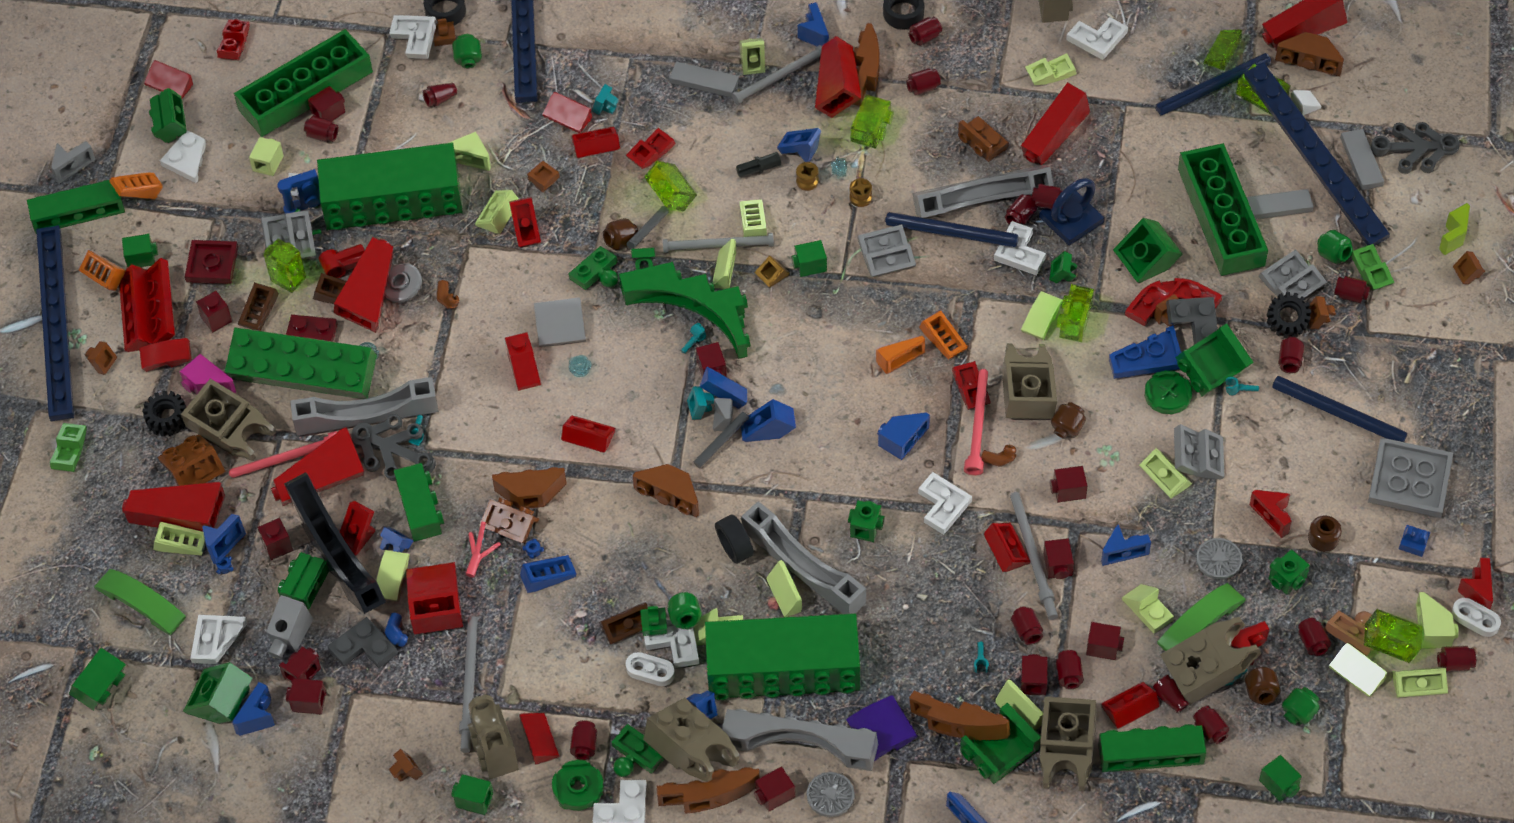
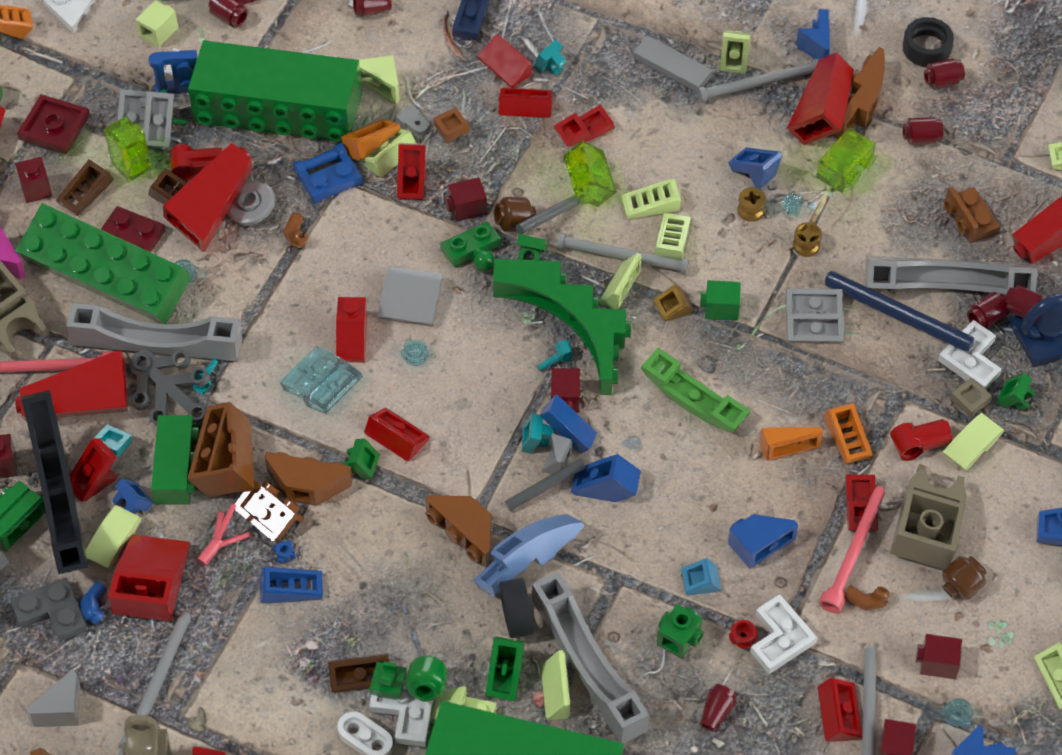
camera: 15 degrees right, 0 degrees up
(364, 497) = (115, 439): none -> teal tile
(398, 715) = (58, 705): none -> light grey slope
(457, 485) = (223, 452): none -> dark orange wedge
(459, 246) = (330, 179): none -> blue plate
(478, 205) = (368, 138): none -> orange slope
(506, 179) = (413, 121): none -> light grey piece
(512, 407) = (321, 379): none -> clear light blue slope
(569, 459) = (362, 458): none -> green tile
(577, 233) = (466, 199): none -> dark red brick
(726, 488) = (532, 543): none -> medium blue slope
(731, 183) = (660, 190): none -> yellowish green slope
(740, 587) = (505, 668): none -> green slope
(758, 165) = (700, 176): pearl dark grey axle -> none
(812, 339) = (691, 394): none -> bright green slope
(866, 477) = (701, 577): none -> dark azure slope
(913, 569) = (717, 706): none -> dark red cone
(914, 504) = (743, 627): none -> red plate
(995, 327) = (914, 440): none -> red piece
(1029, 281) = (971, 397): none -> dark tan plate
(1076, 313) = (1014, 450): clear neon green brick -> none
(1099, 517) = (958, 705): none -> clear light blue plate

